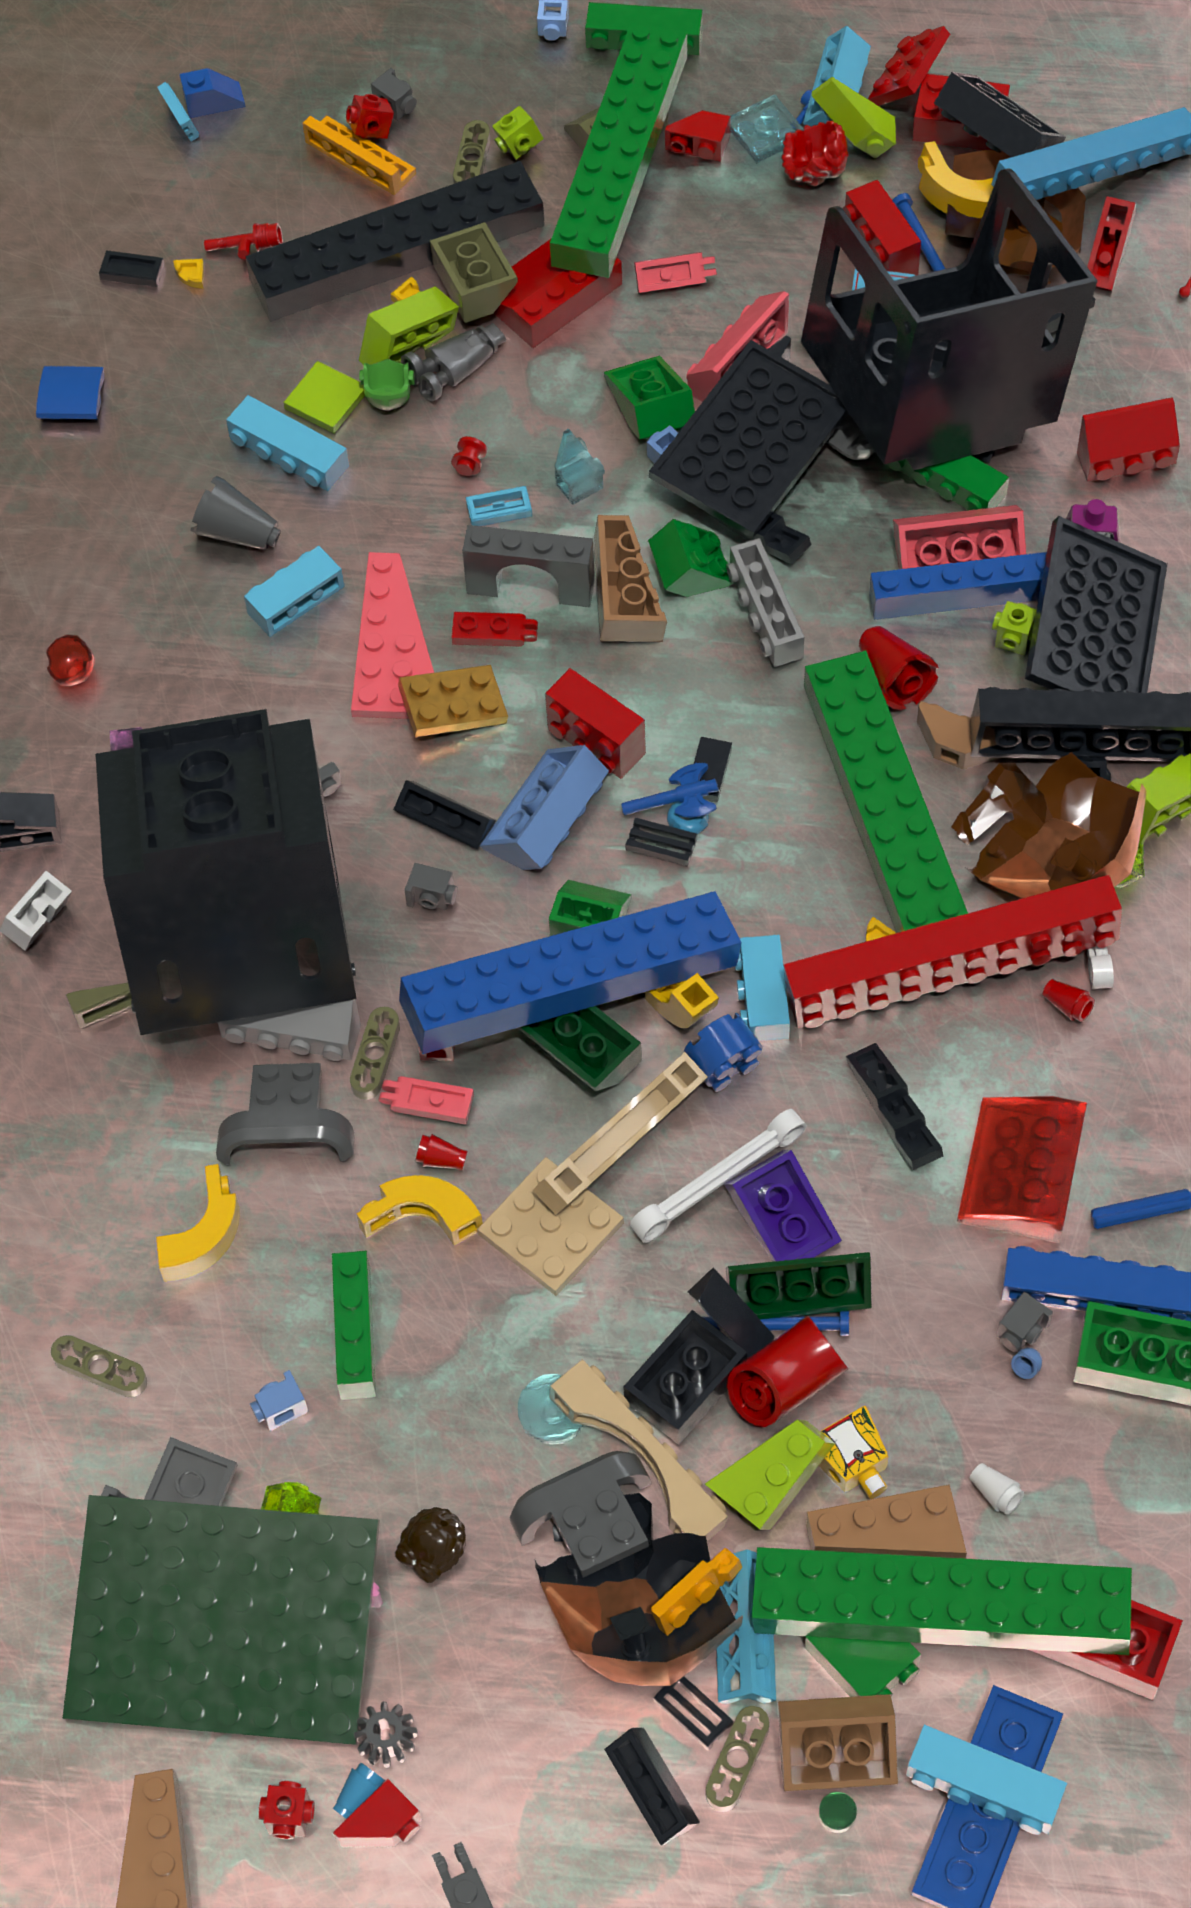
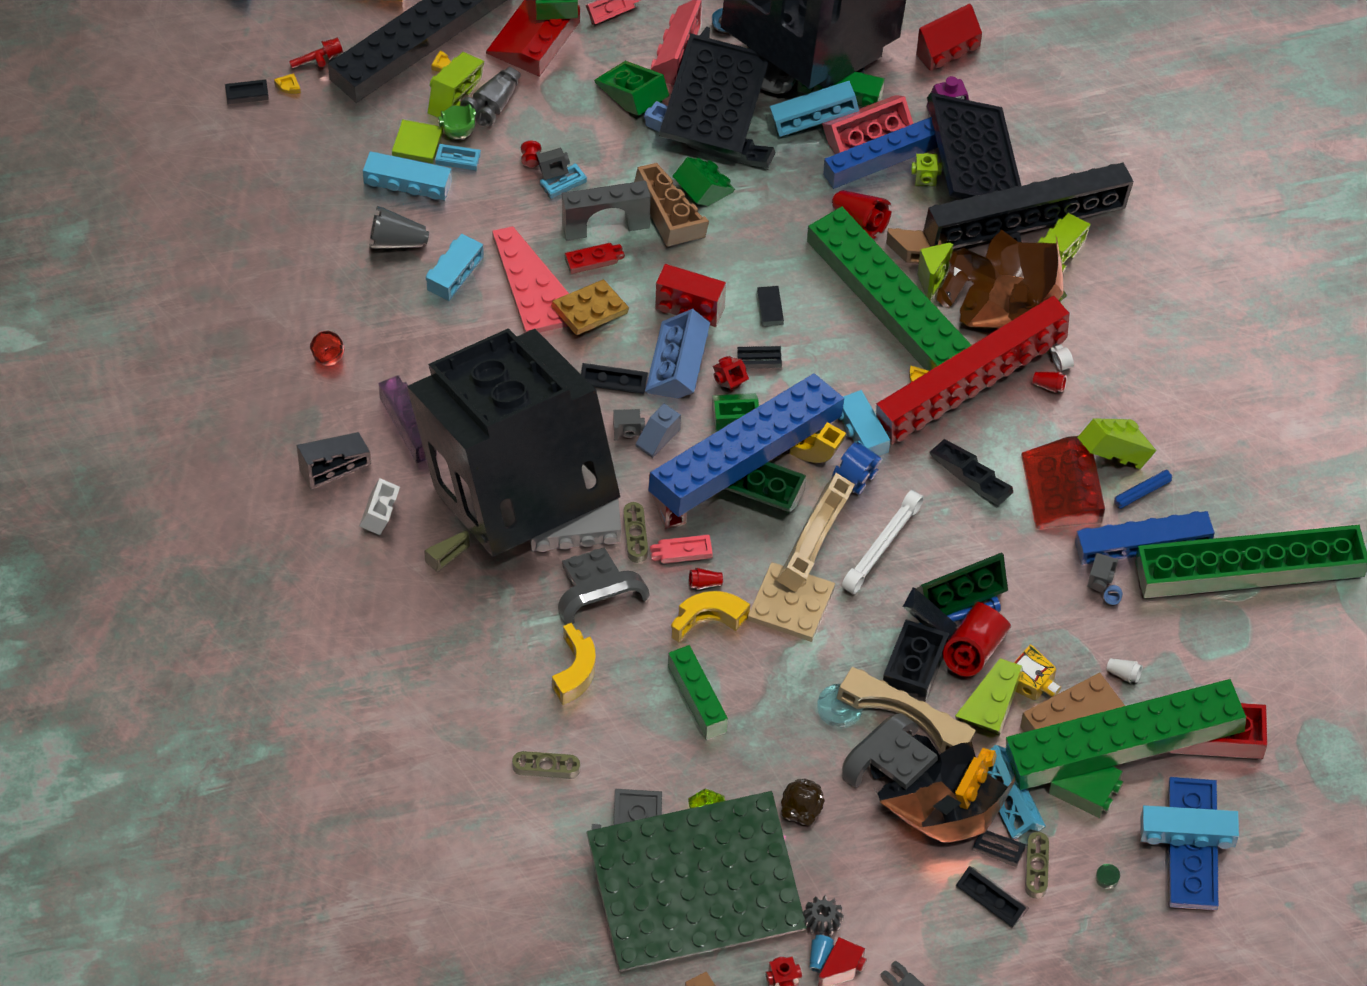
camera: 25 degrees left, 5 degrees down
(70, 392) = (244, 181): blue slope -> none
(279, 1402) = (671, 750): medium blue brick -> none
(369, 438) = (456, 159): none -> medium azure tile
(470, 911) = (659, 430): none -> sand blue slope
(473, 270) = (484, 35): olive slope -> none
(489, 478) = (553, 163): none -> dark grey brick
(576, 470) = (605, 144): clear light blue slope -> none
(606, 864) = (730, 372): none -> red brick
(689, 792) = (764, 321): blue piece -> none
(695, 825) = (761, 341): dark azure piece -> none
(766, 603) = (764, 194): light grey brick -> none
(783, 1209) = (929, 548): dark purple slope -> none
(838, 1742) = (1095, 833): medium nougat brick -> none
(889, 494) = (814, 108): none -> medium azure brick
(964, 778) = (934, 267): none -> lime slope
(1125, 1123) = (1117, 439): none -> lime wedge

